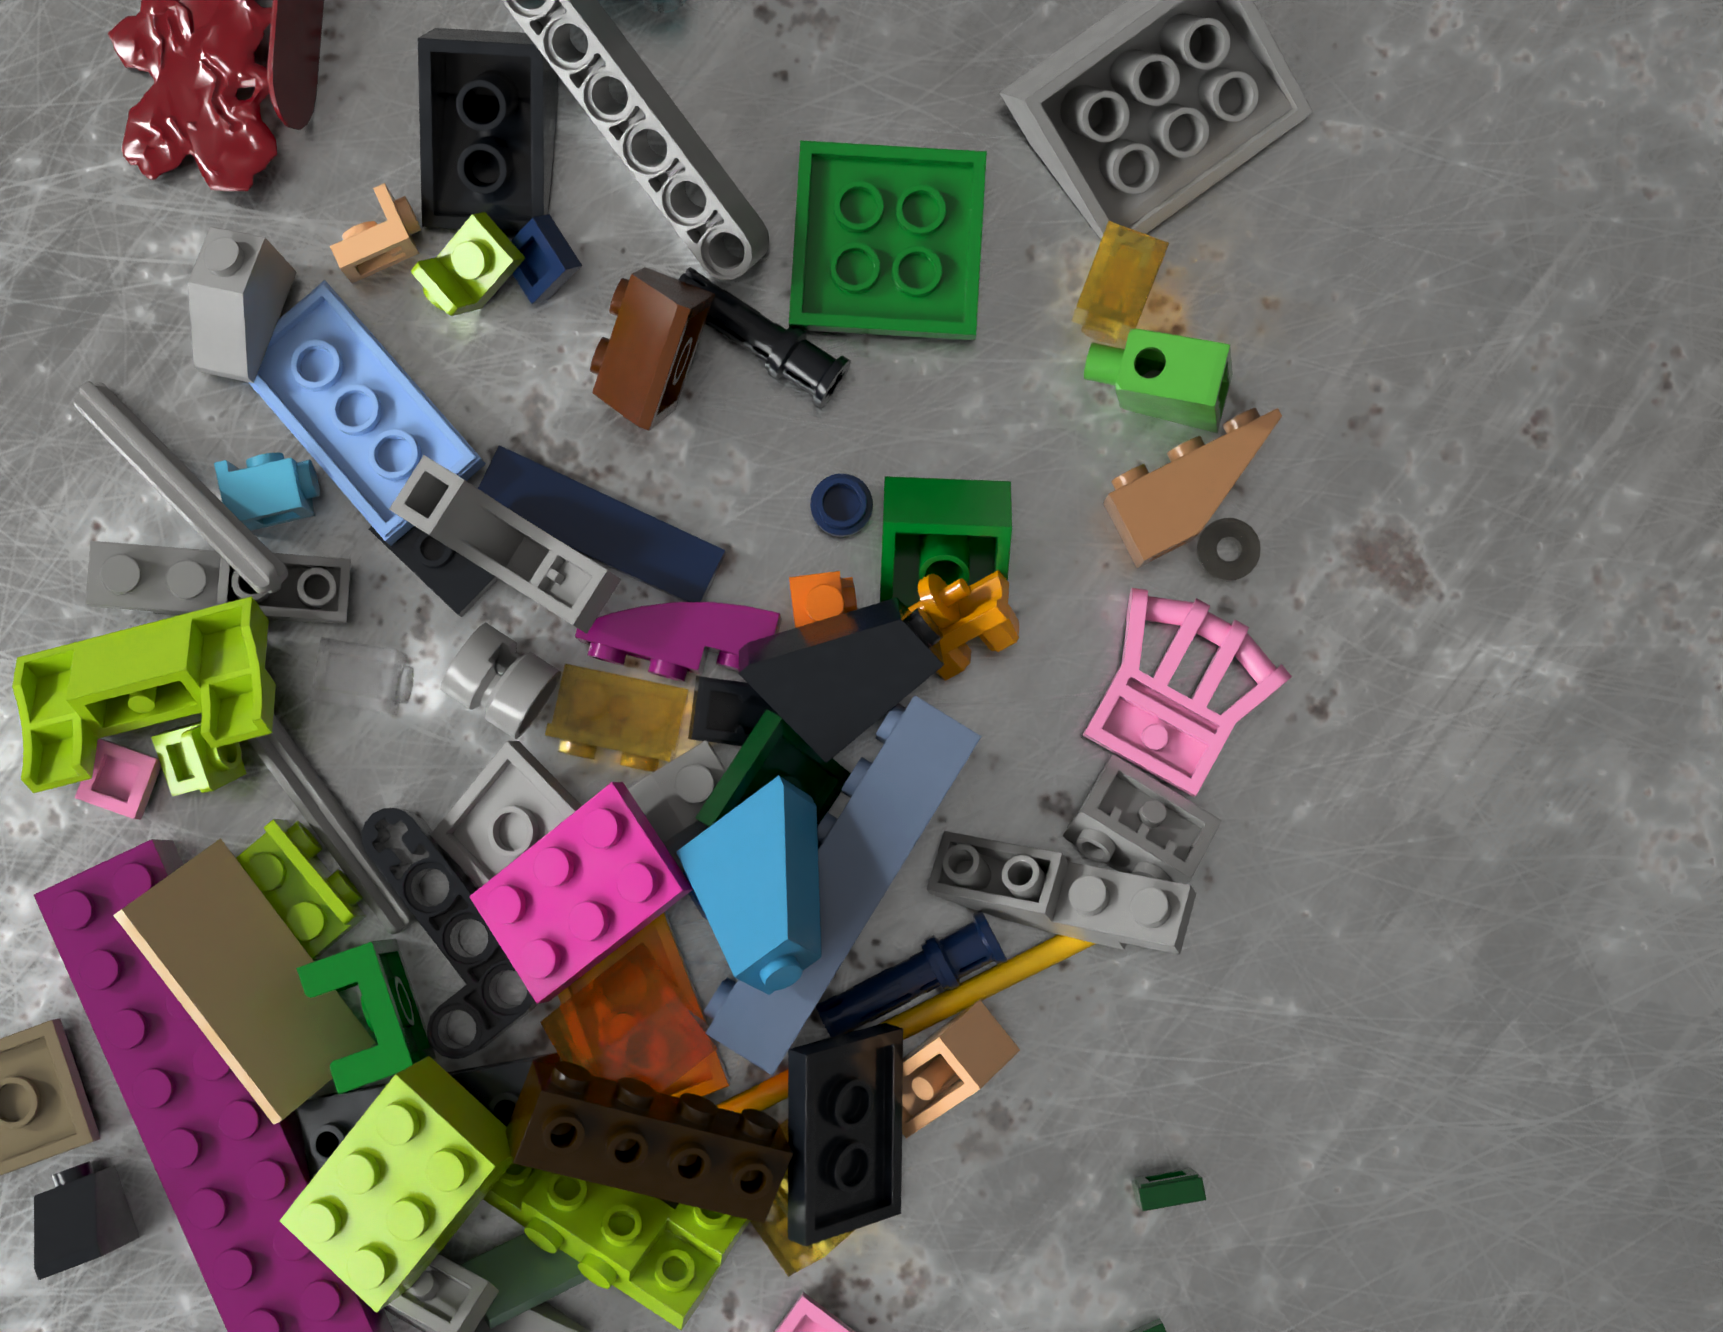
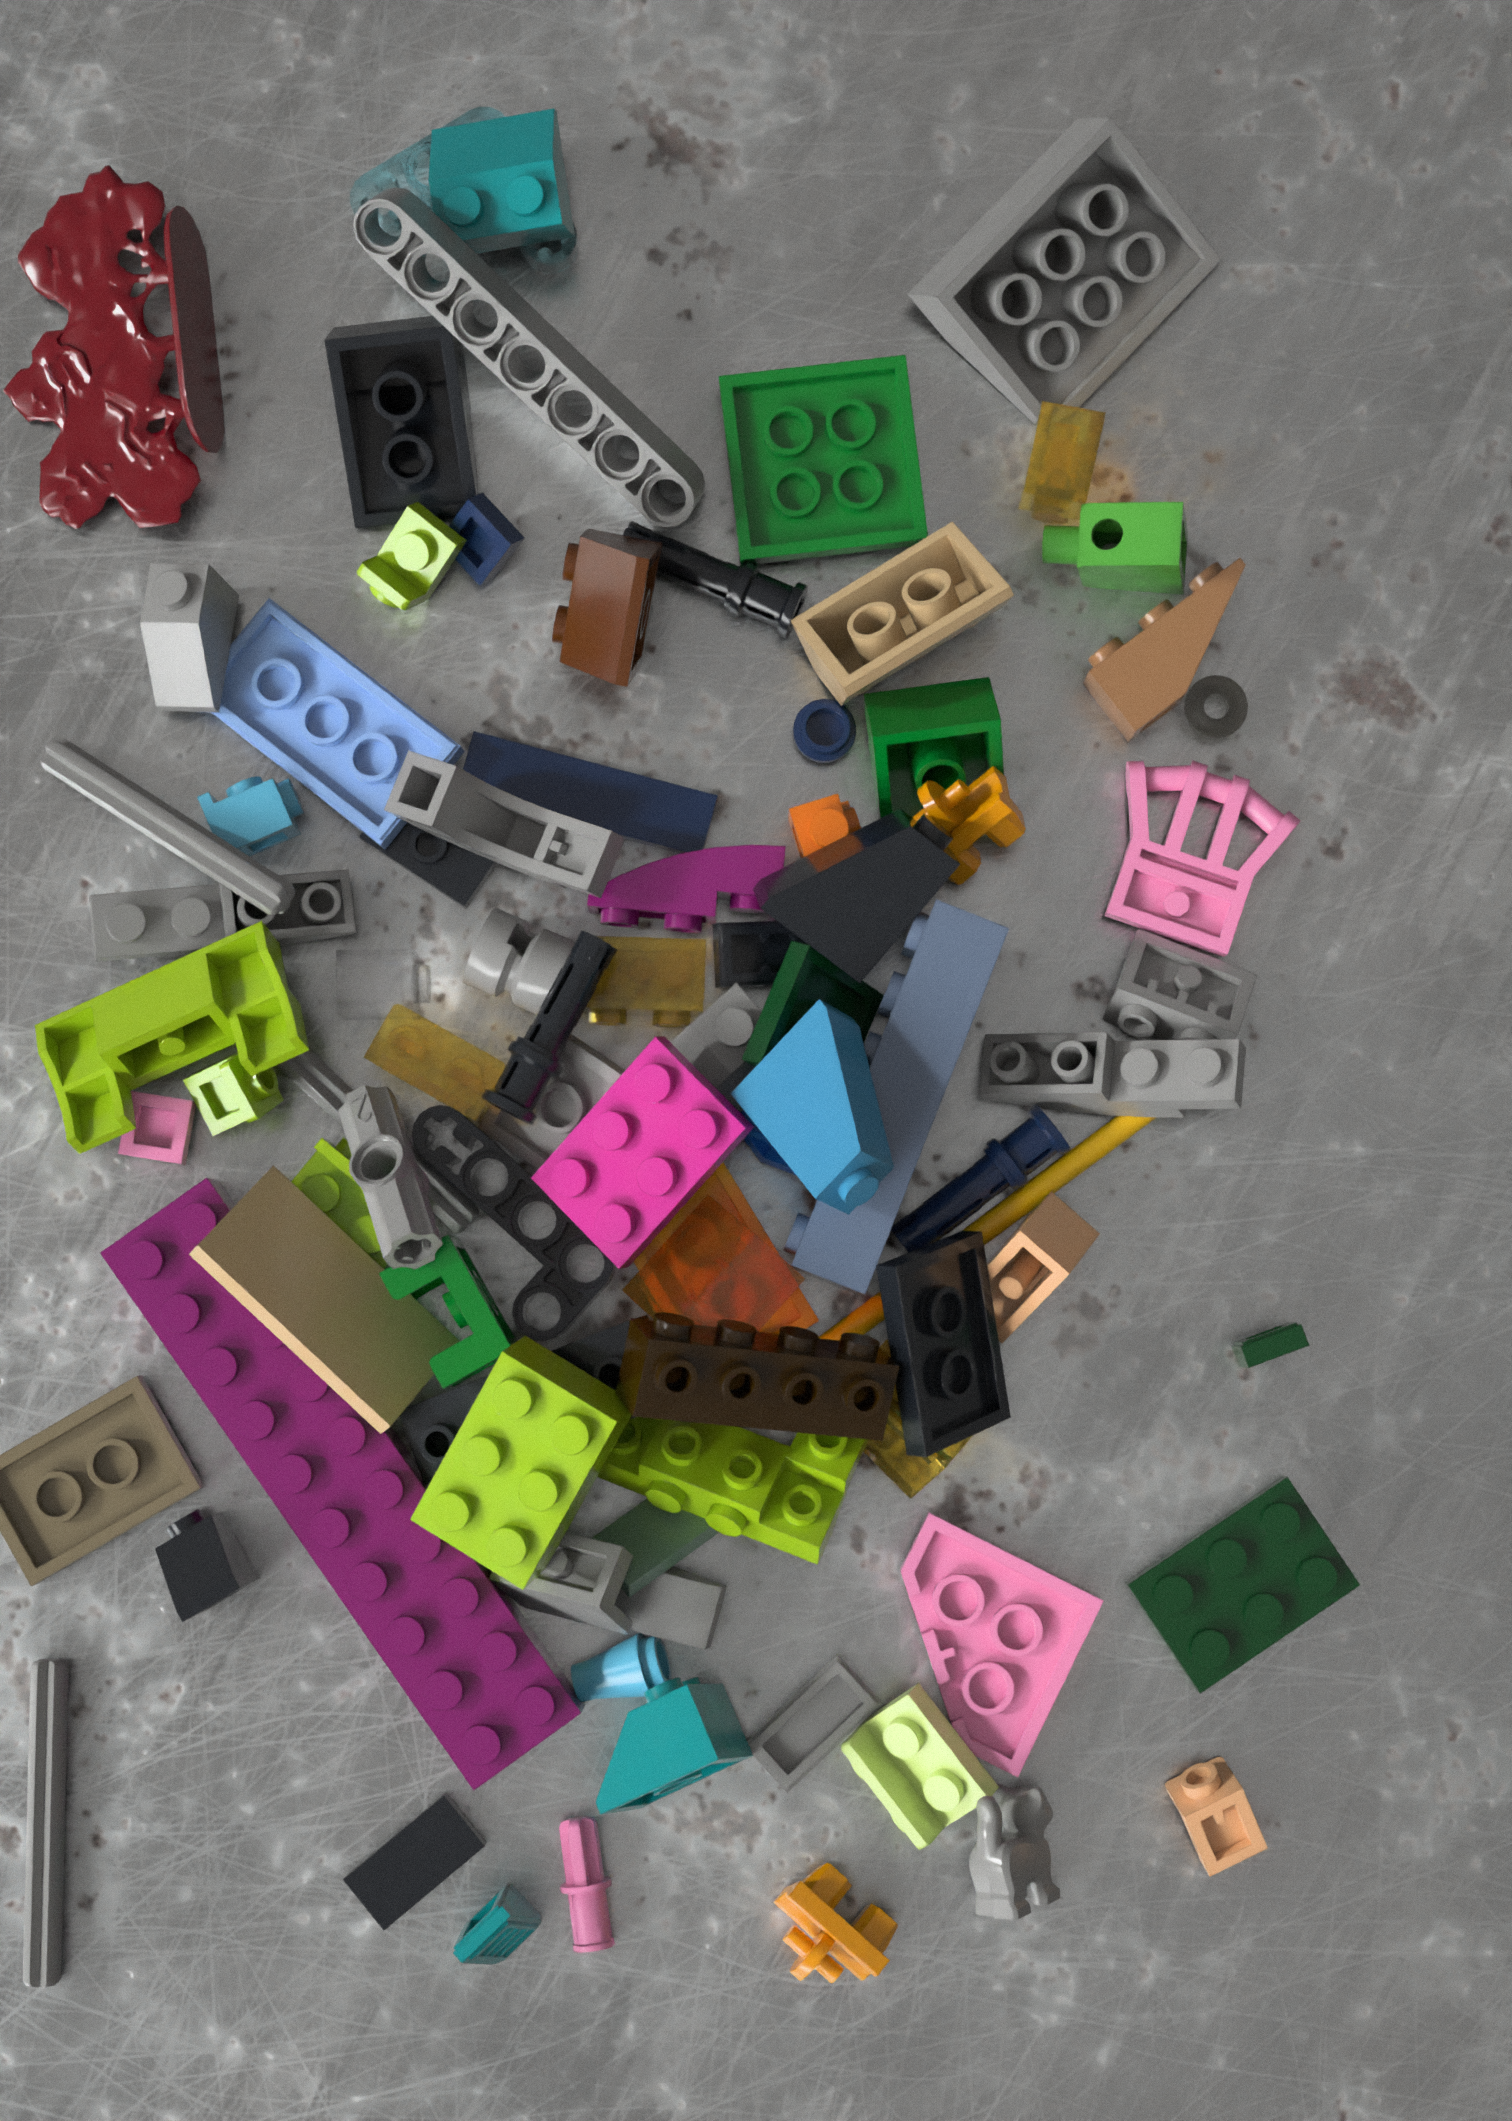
camera: 10 degrees left, 0 degrees up
(327, 874) = (390, 1177): none -> light grey piece
(376, 246) = (314, 556): light nougat bracket -> none
(398, 765) = (435, 1061): none -> clear yellow bracket
(496, 777) = (538, 1053): none -> black pin
(933, 403) = (899, 612): none -> tan slope

